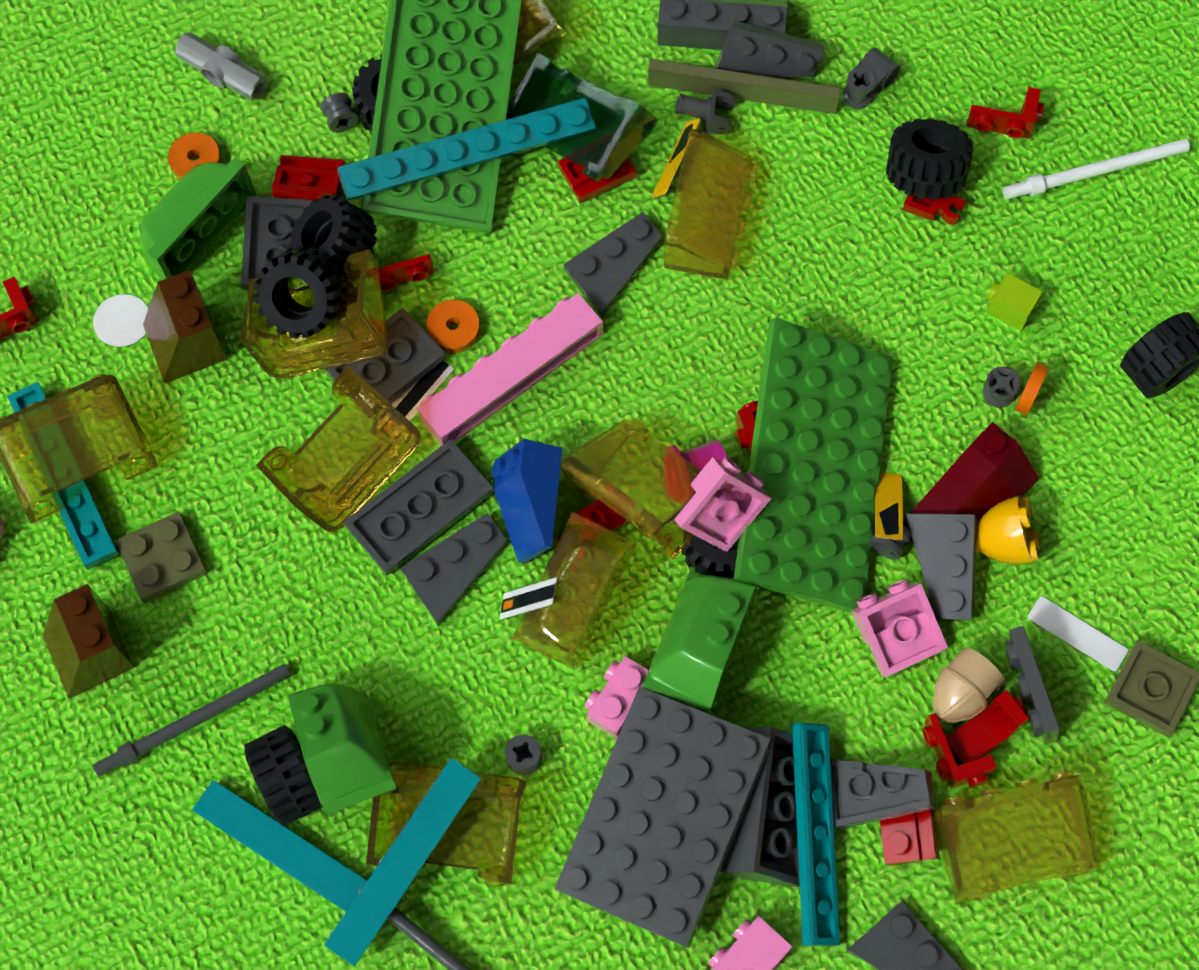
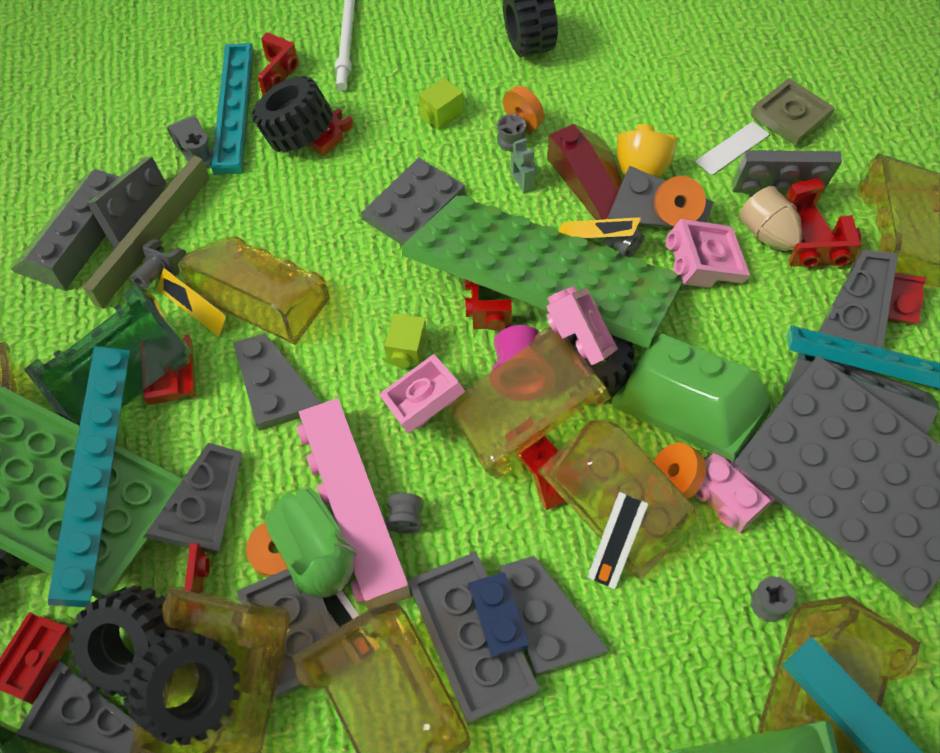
camera: 75 degrees left, 10 degrees down
(437, 520) = (498, 616): none -> dark blue plate
(454, 348) = (311, 544): none -> bright green hair
(473, 248) = (200, 502): none -> dark grey wing
(513, 418) = (404, 513): none -> dark grey wheel
(528, 495) = (506, 512): blue slope -> none
(622, 644) = (688, 462): none -> orange piece
(628, 391) = (422, 393): none -> bright pink plate
(691, 362) = (405, 340): none -> lime brick
(872, 317) = (411, 201): none -> dark grey plate
(938, 97) = (233, 109): none -> teal tile
(949, 411) = (522, 166): none -> sand green plate
(961, 578) = (679, 186): none -> orange piece

